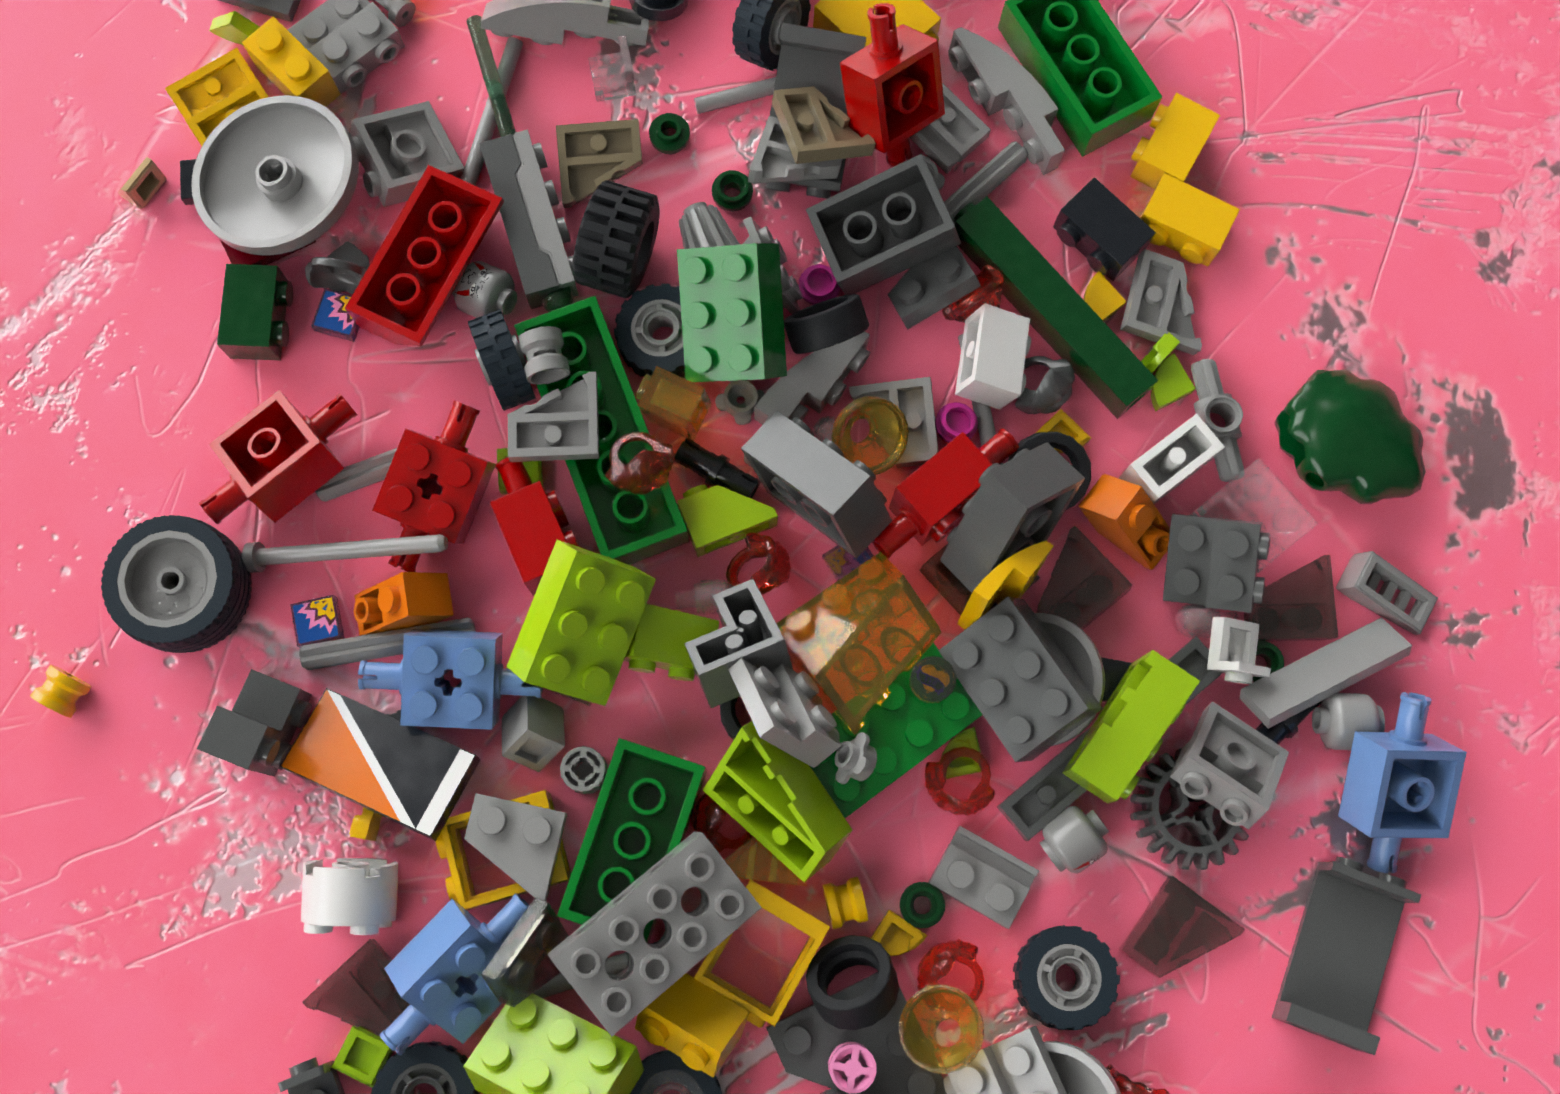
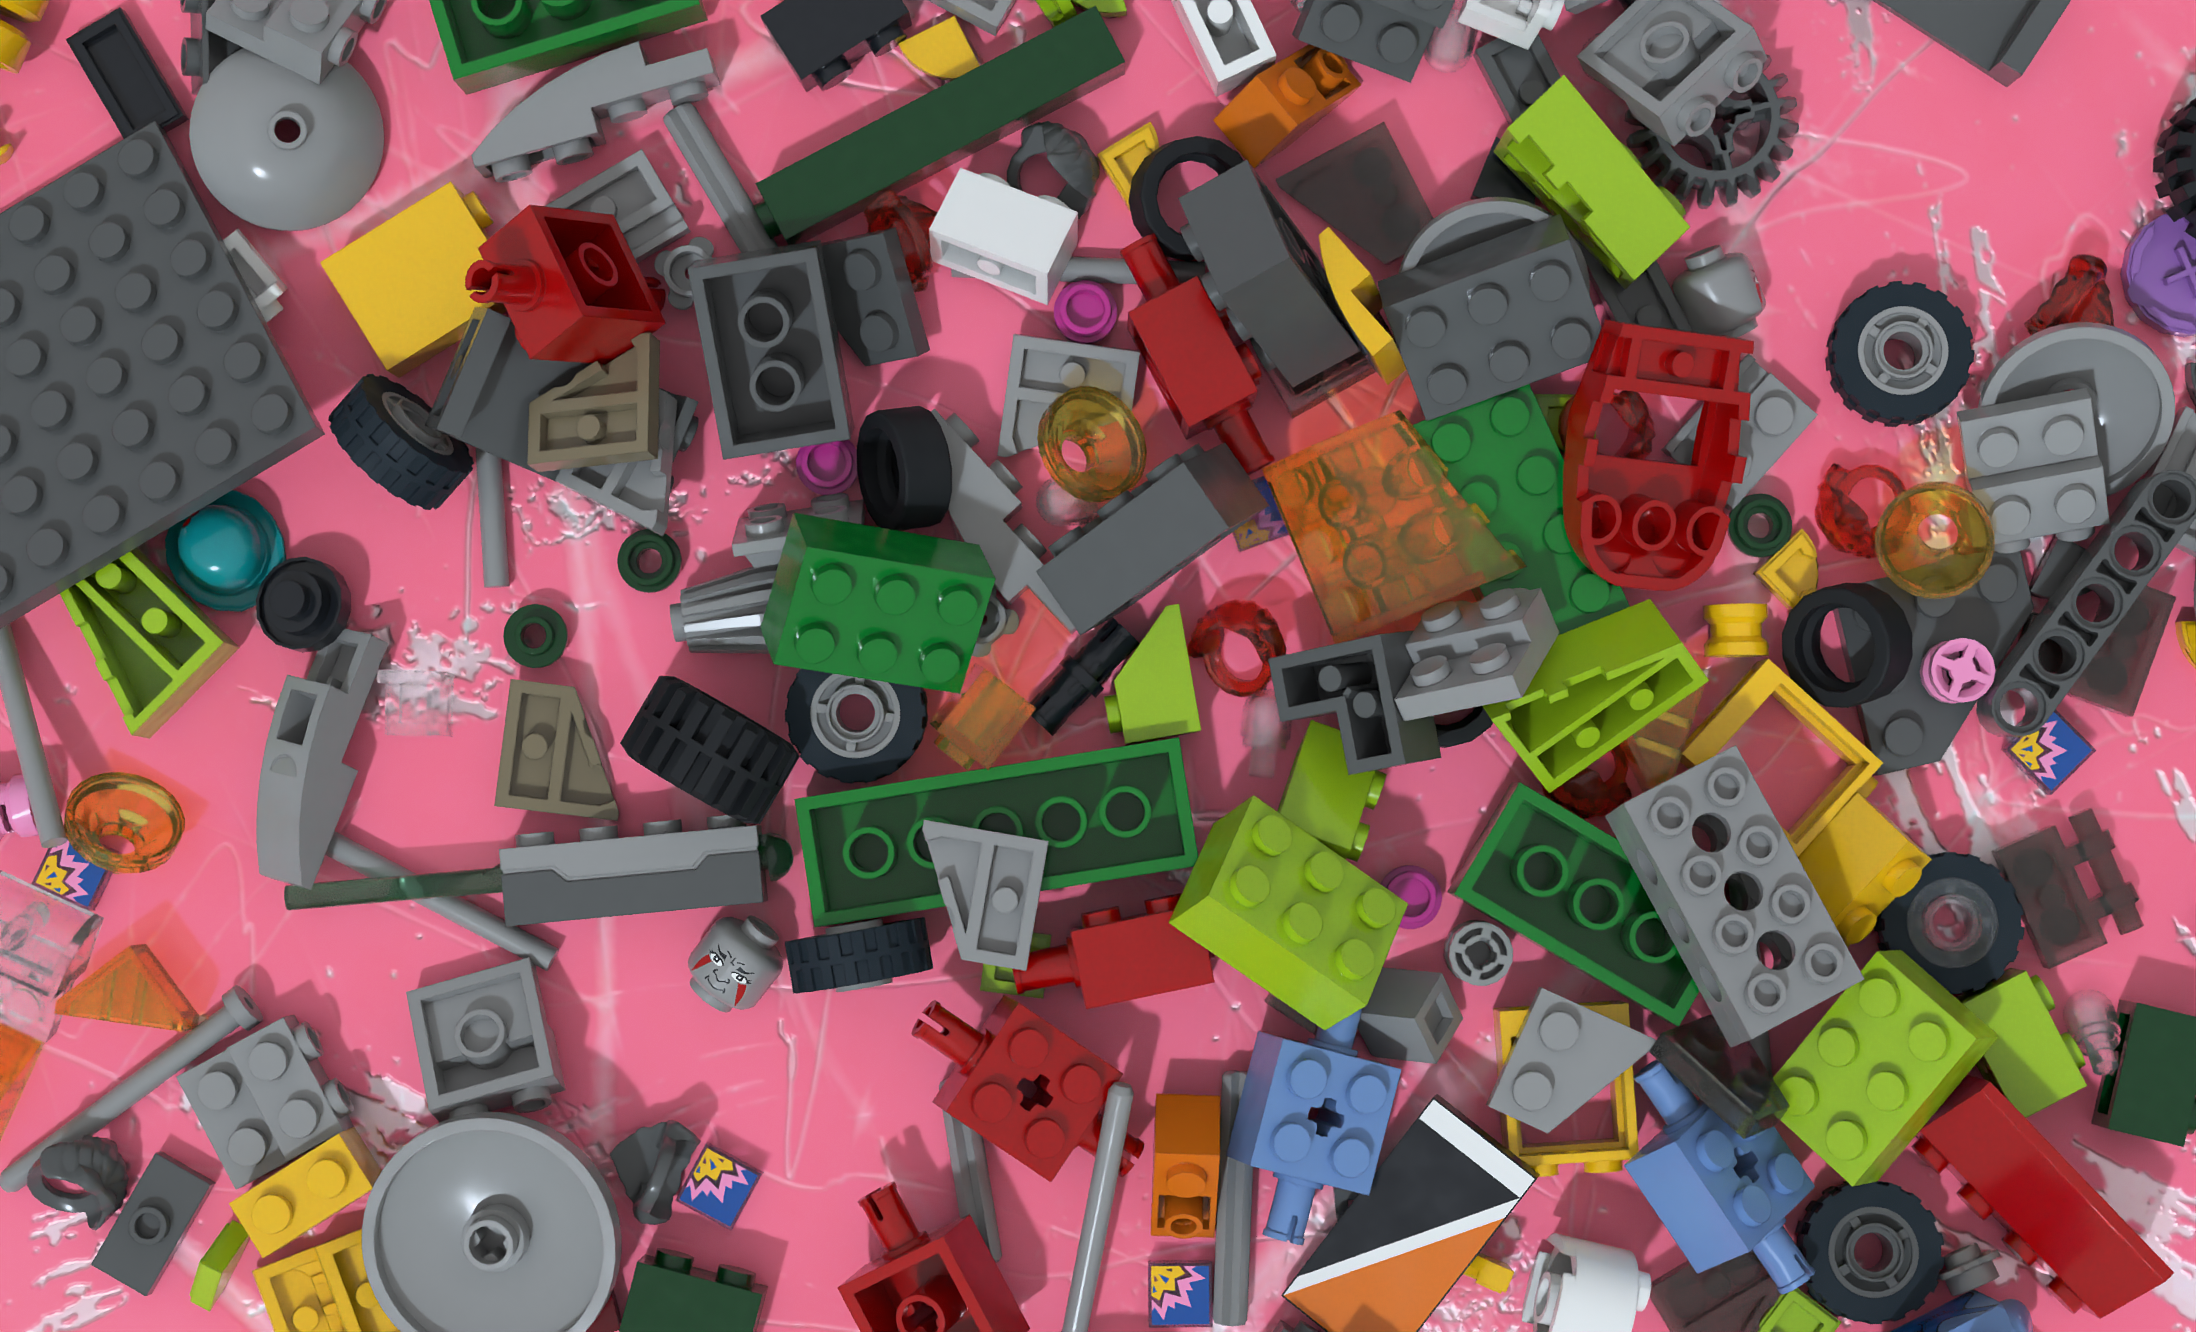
camera: 70 degrees left, 10 degrees up
(423, 258) = (674, 1038): red slope -> none
(544, 355) = (866, 890): light grey wheel -> none
(615, 719) = (1419, 890): none -> dark pink plate
(646, 470) = (1089, 776): clear red piece -> none
(855, 759) = (1560, 572): light grey plate -> none
(908, 818) = (1644, 517): none -> red slope
(932, 679) = (1469, 440): clear smoke tile -> none
(1177, 930) = (1867, 185): clear smoke wing -> none

